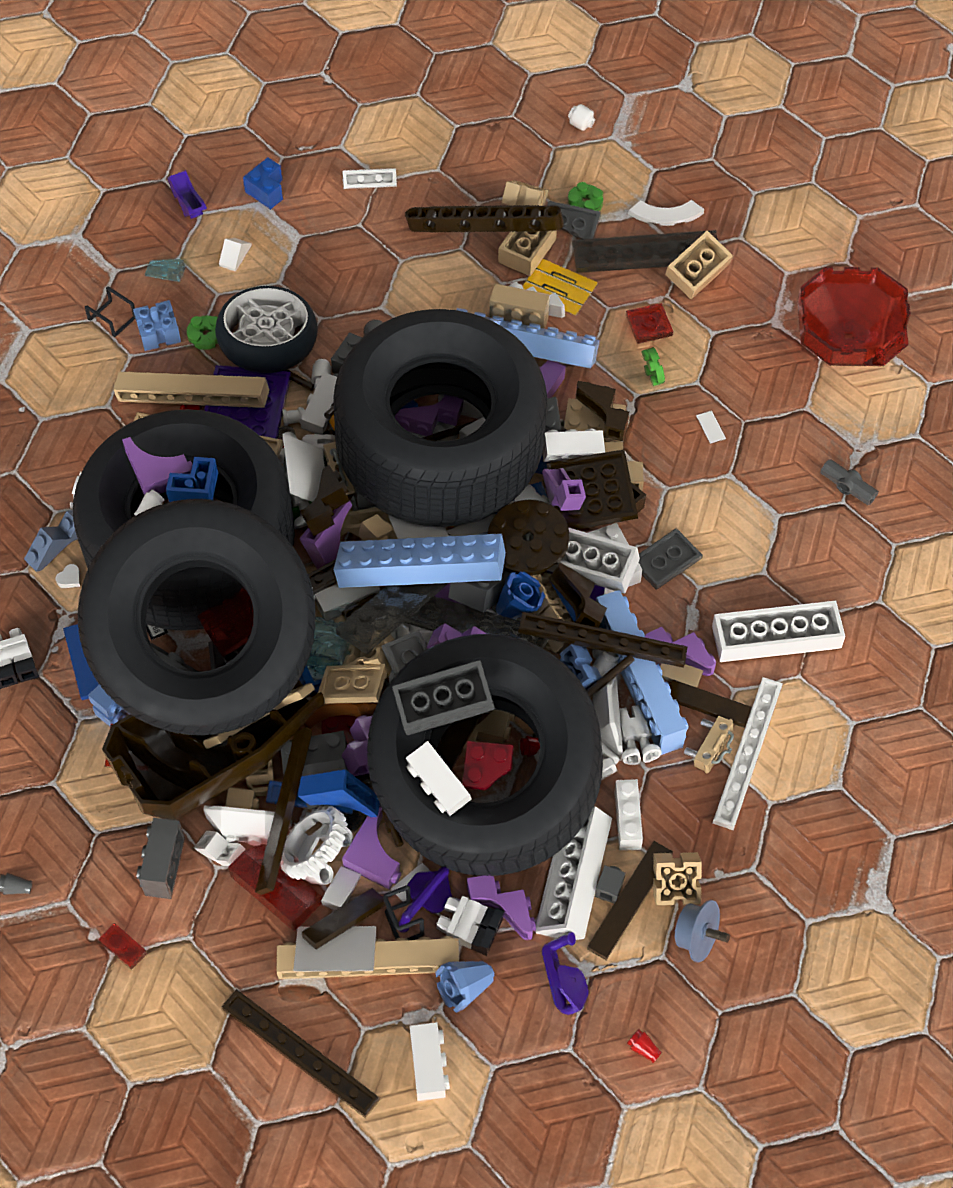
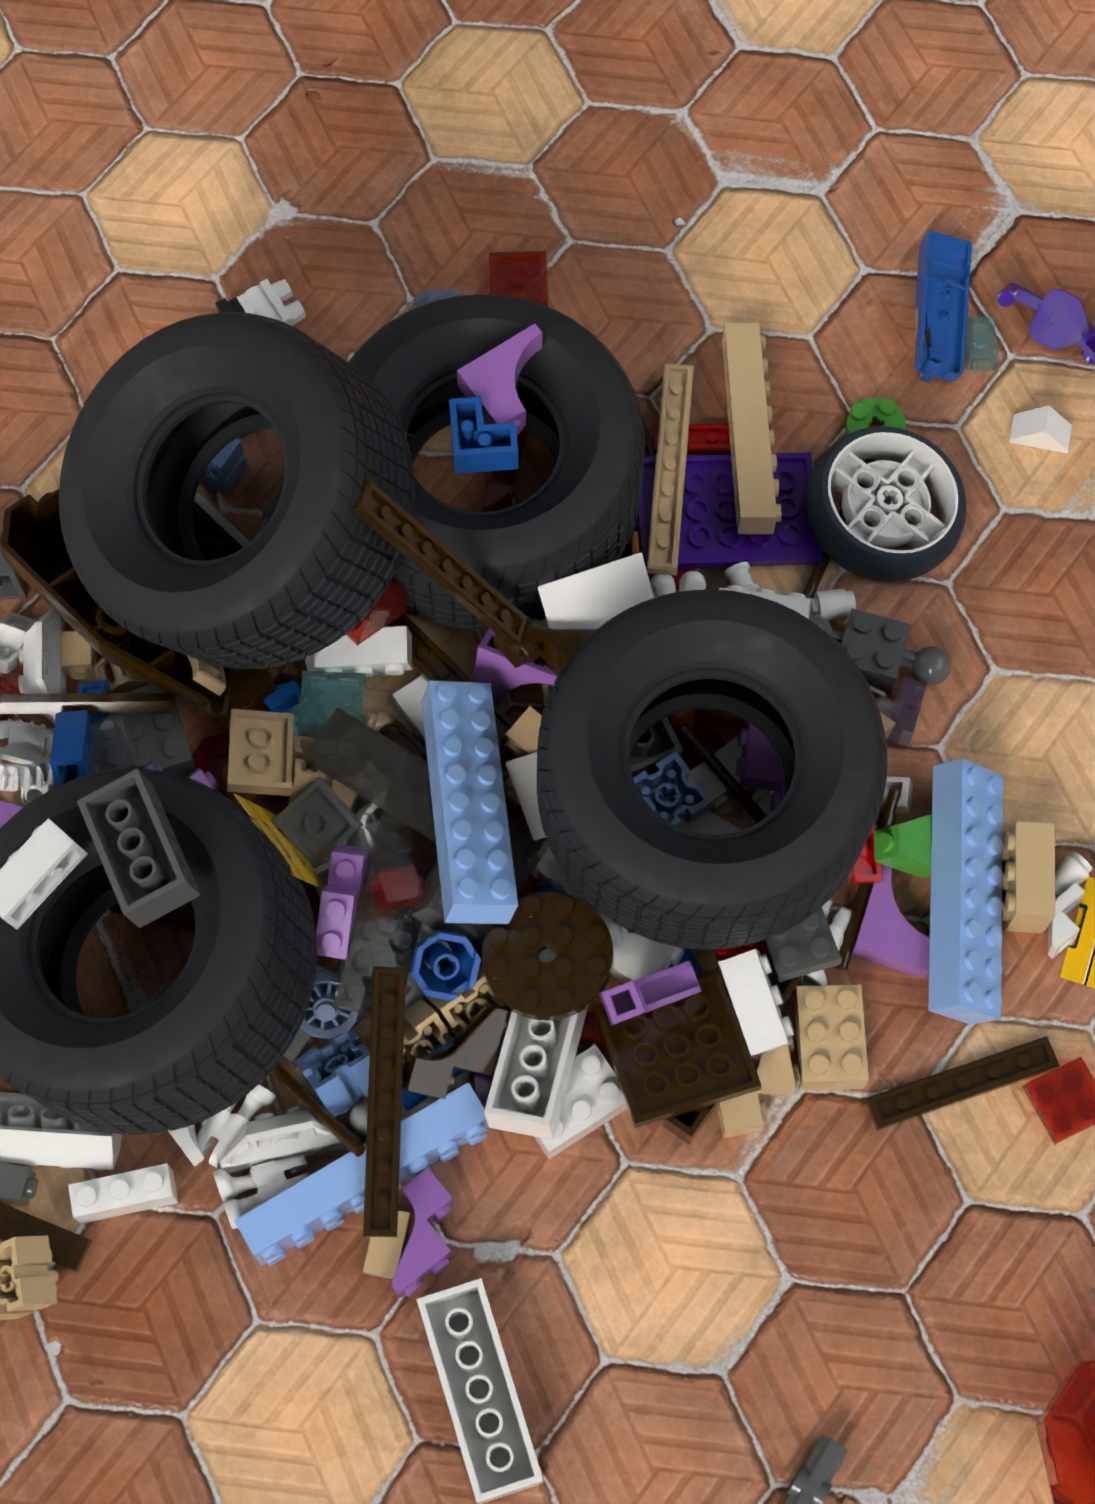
camera: 80 degrees right, 10 degrees up
(36, 502) = (519, 275): none -> clear red plate
(97, 313) = (860, 260): black piece -> none
(134, 283) = (942, 306): none -> blue piece
(149, 500) = (438, 389): white cone -> none
(157, 325) = (864, 355): medium blue brick -> none
(165, 224) = (1058, 318): none -> dark purple piece
(284, 509) = (439, 562): none -> dark brown tile
(468, 611) = (397, 888): none -> clear red brick
(485, 764) = (64, 935): dark red plate -> none
(601, 401) = (853, 1038): dark brown arch -> none
(630, 371) = (962, 1083): none -> dark brown tile
(653, 367) = (962, 1117): bright green plate -> none
(668, 558) = (598, 1194): dark grey tile -> none
(709, 703) = (339, 1296): dark brown tile -> none
(711, 427) = (879, 1236): white sticker -> none
(713, 744) = (265, 1310): tan piece -> none
(747, 754) = (264, 1369): white tile -> none

